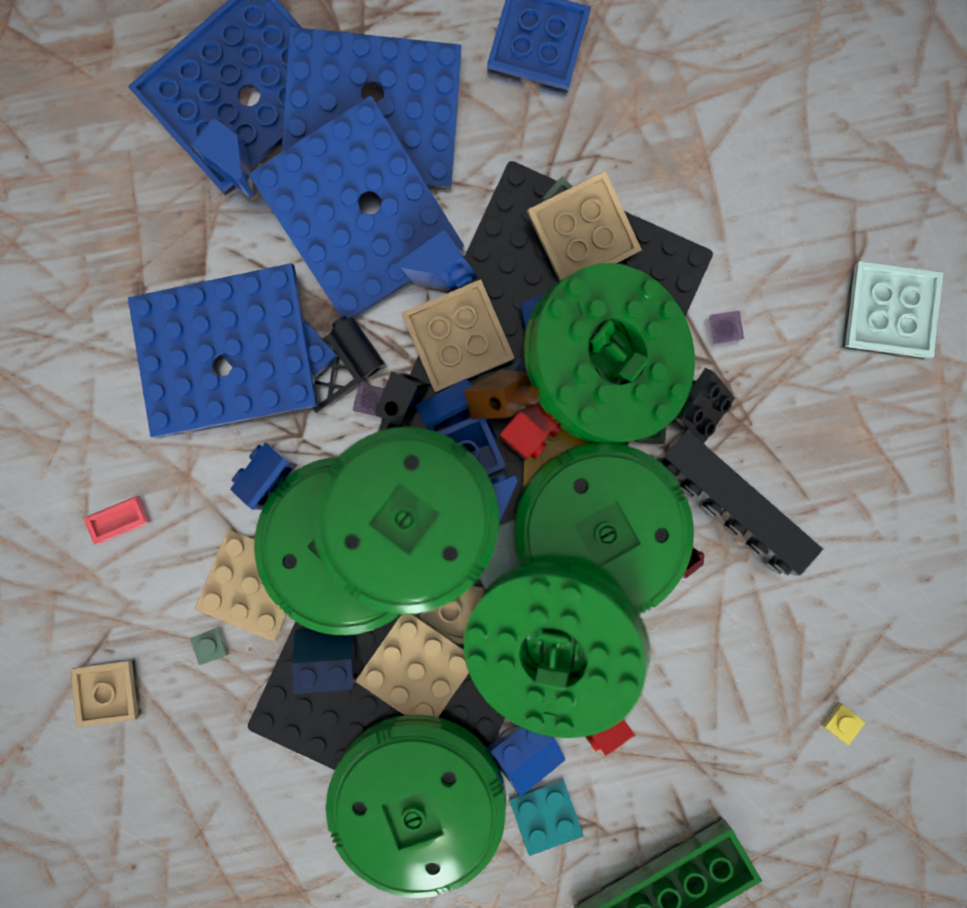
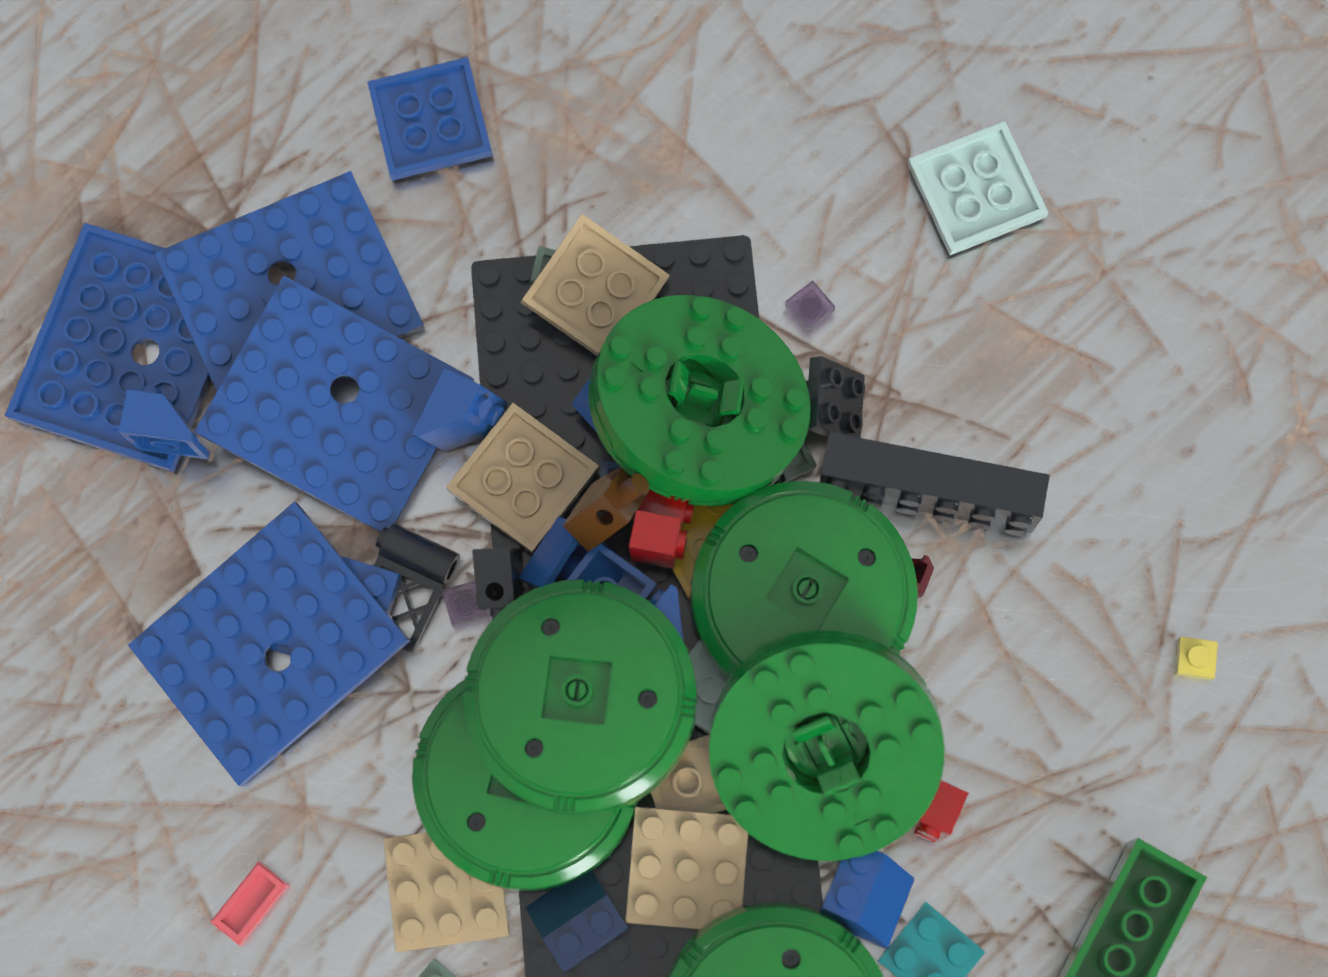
camera: 20 degrees left, 10 degrees down
(261, 476) = (390, 753): blue slope -> none

